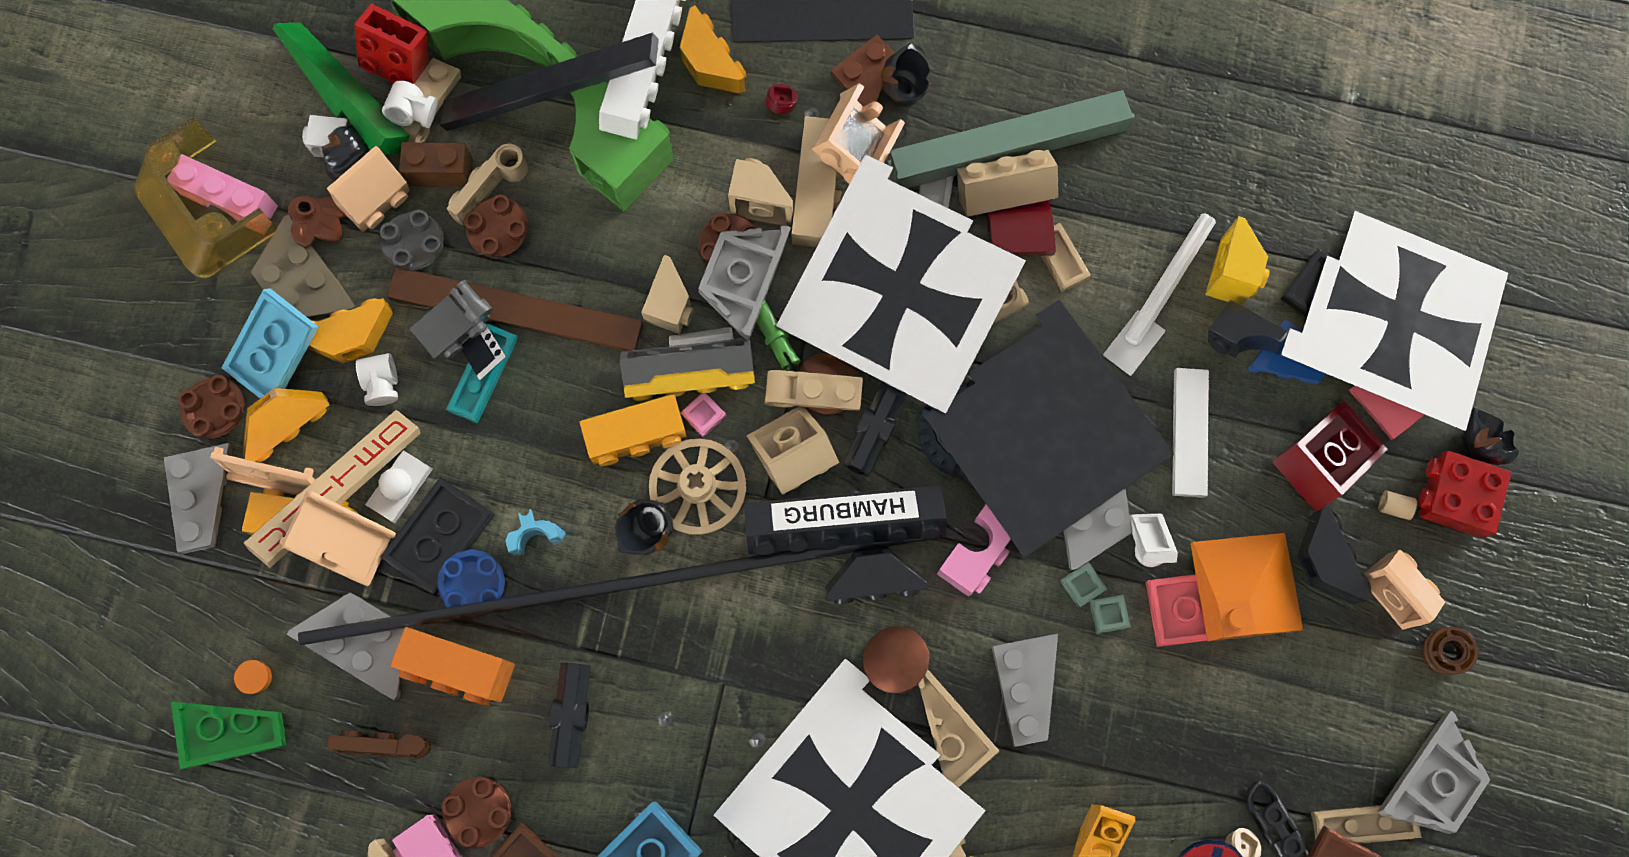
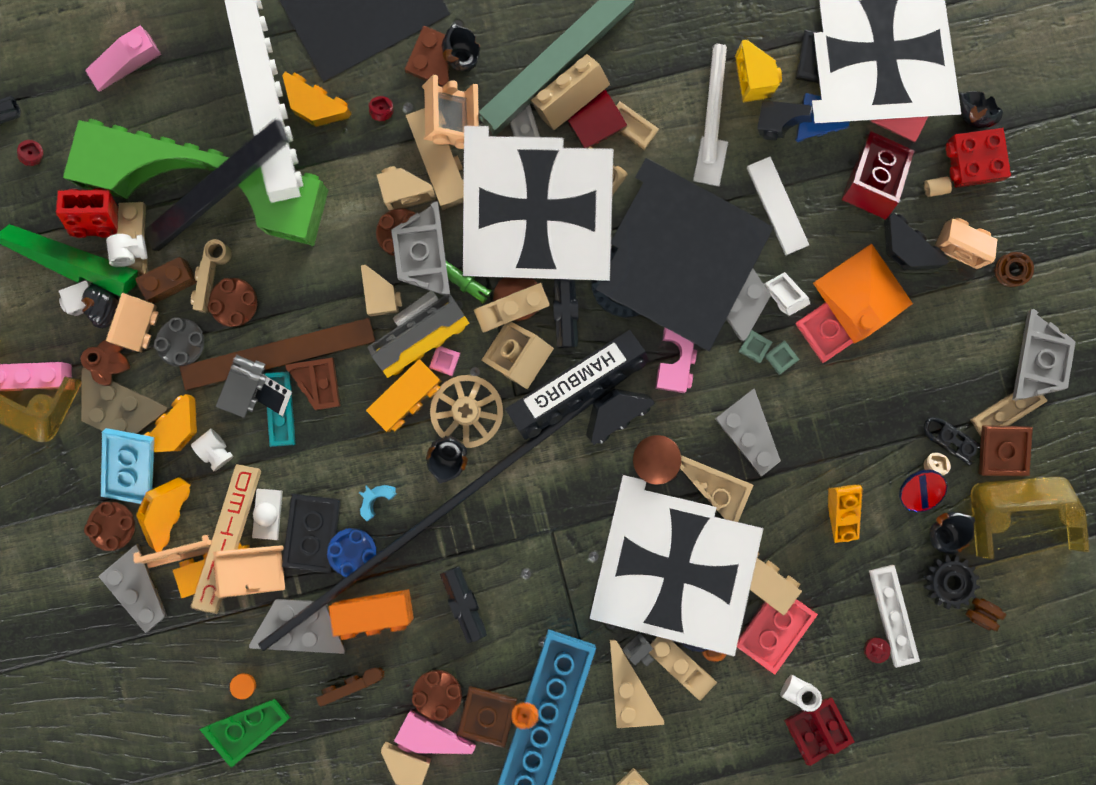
camera: 25 degrees left, 10 degrees up
(542, 363) = (317, 382): none -> copper wing

